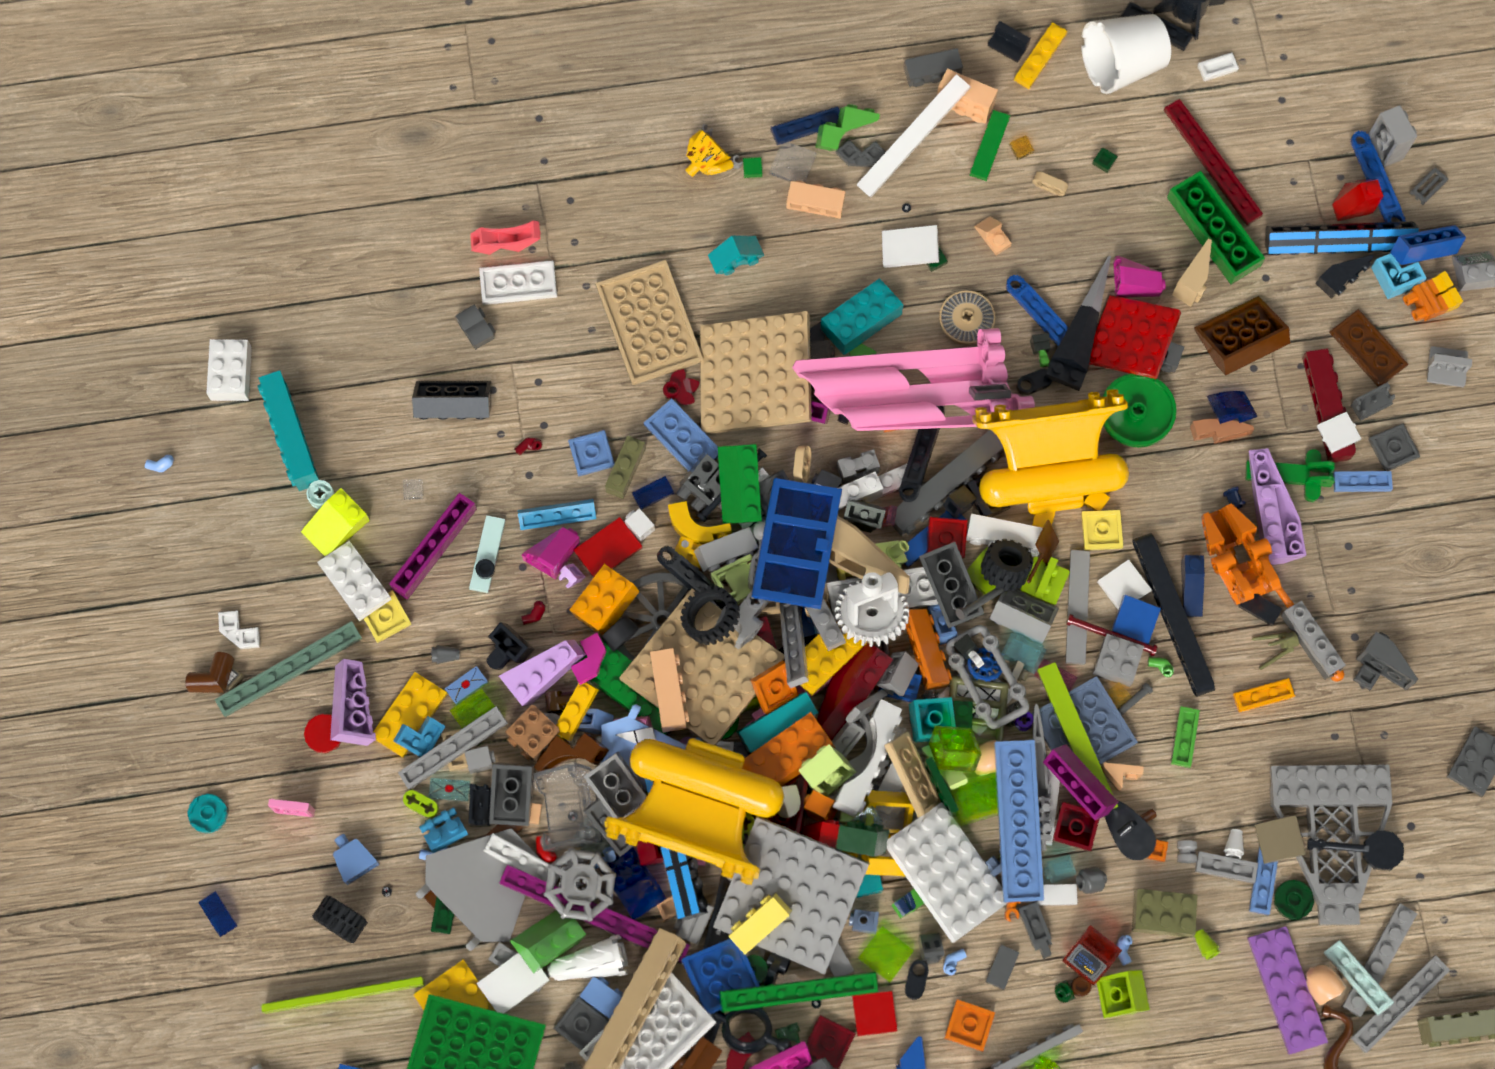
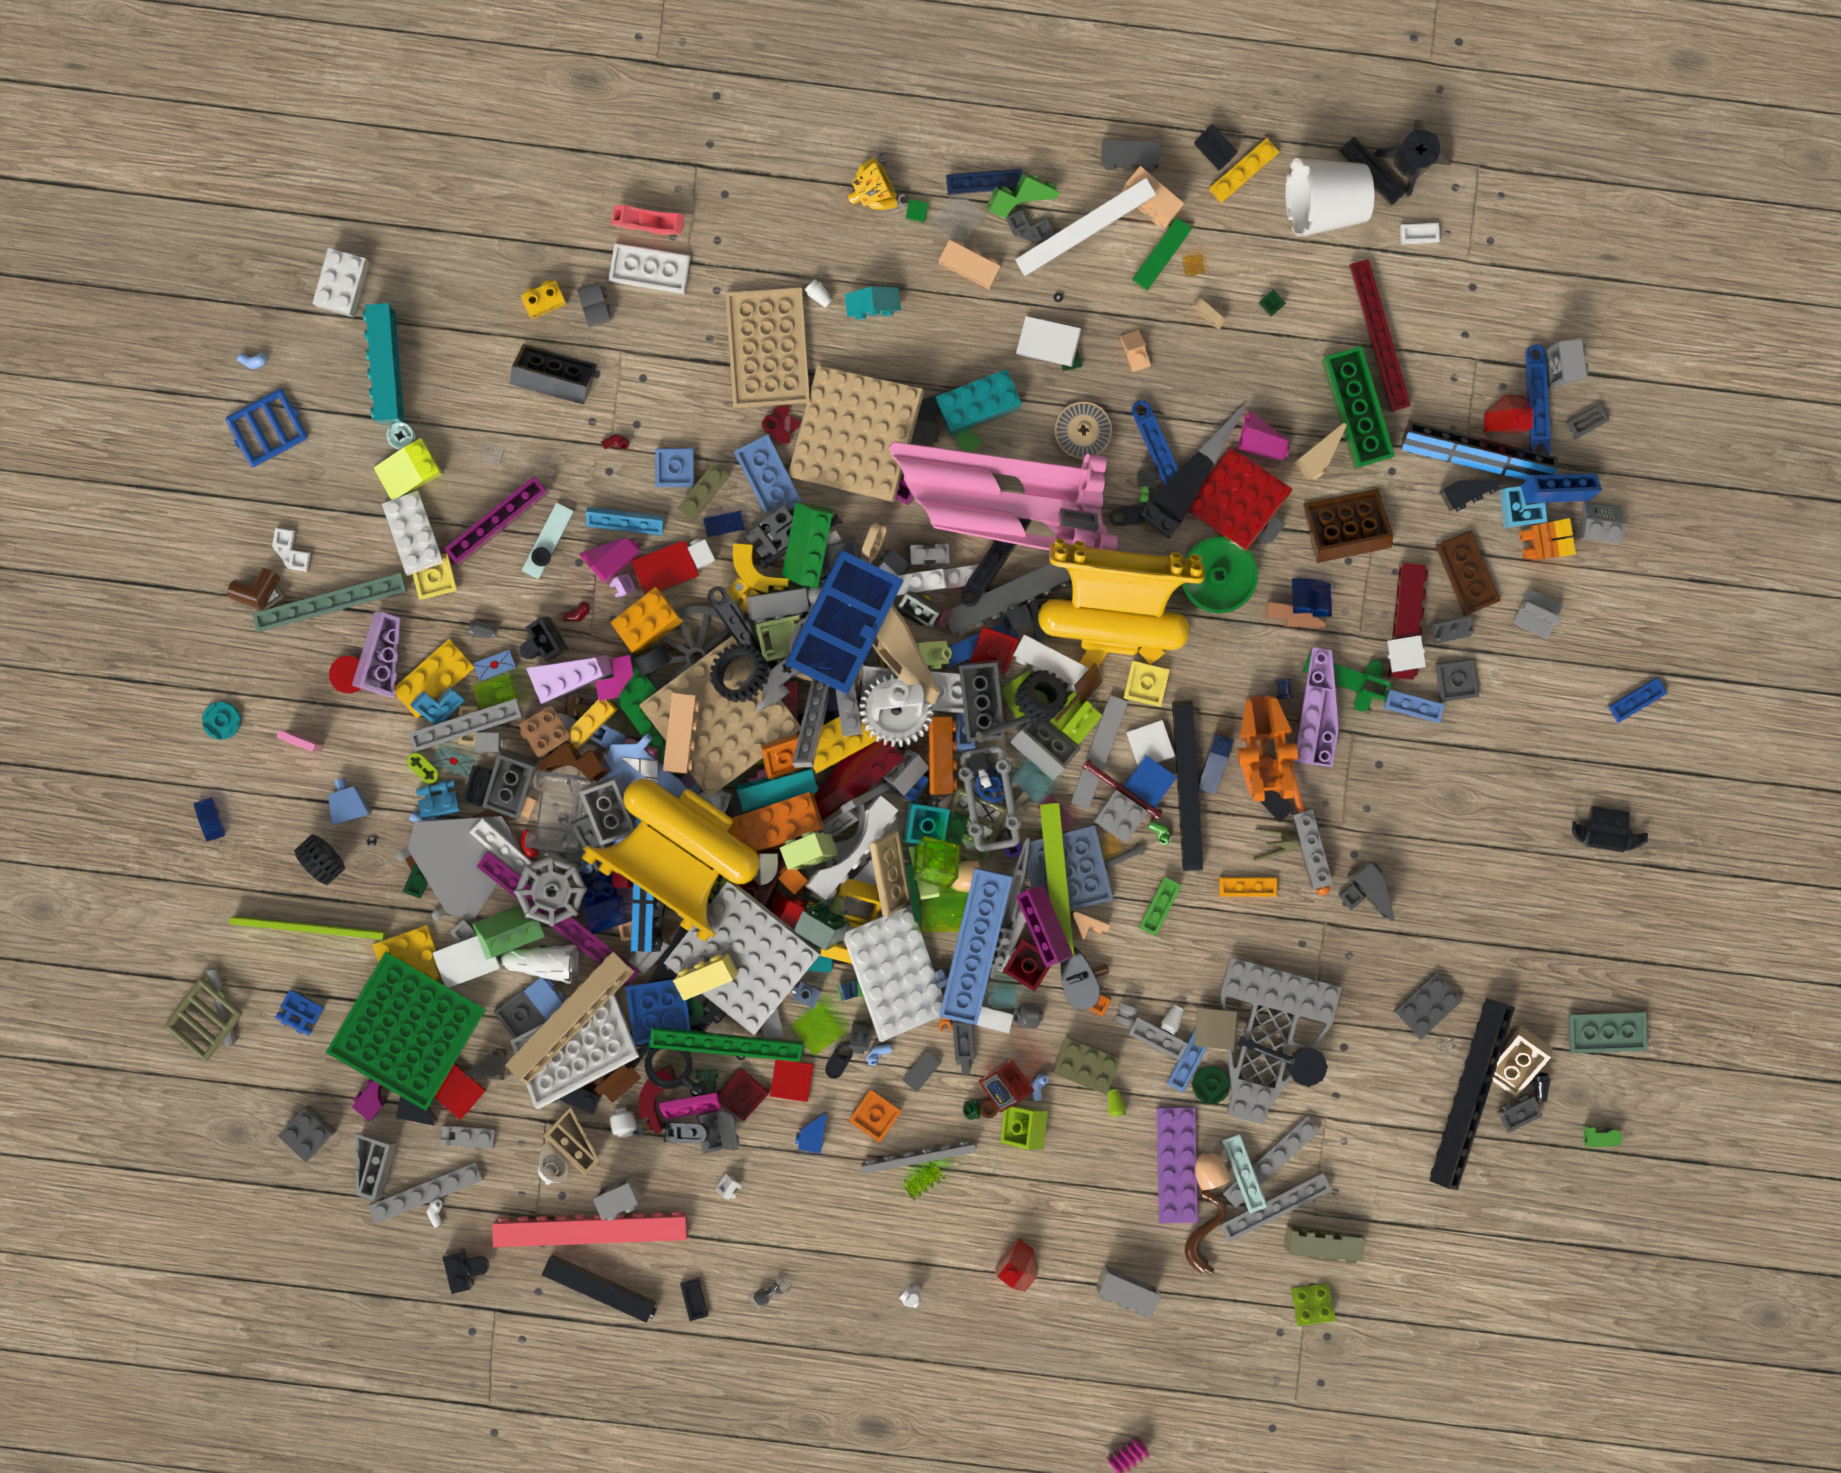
camera: 20 degrees right, 15 degrees up
(180, 500) = (264, 403): none -> blue bar
(425, 334) = (543, 299): none -> yellow brick
(682, 261) = (818, 293): none -> white cone

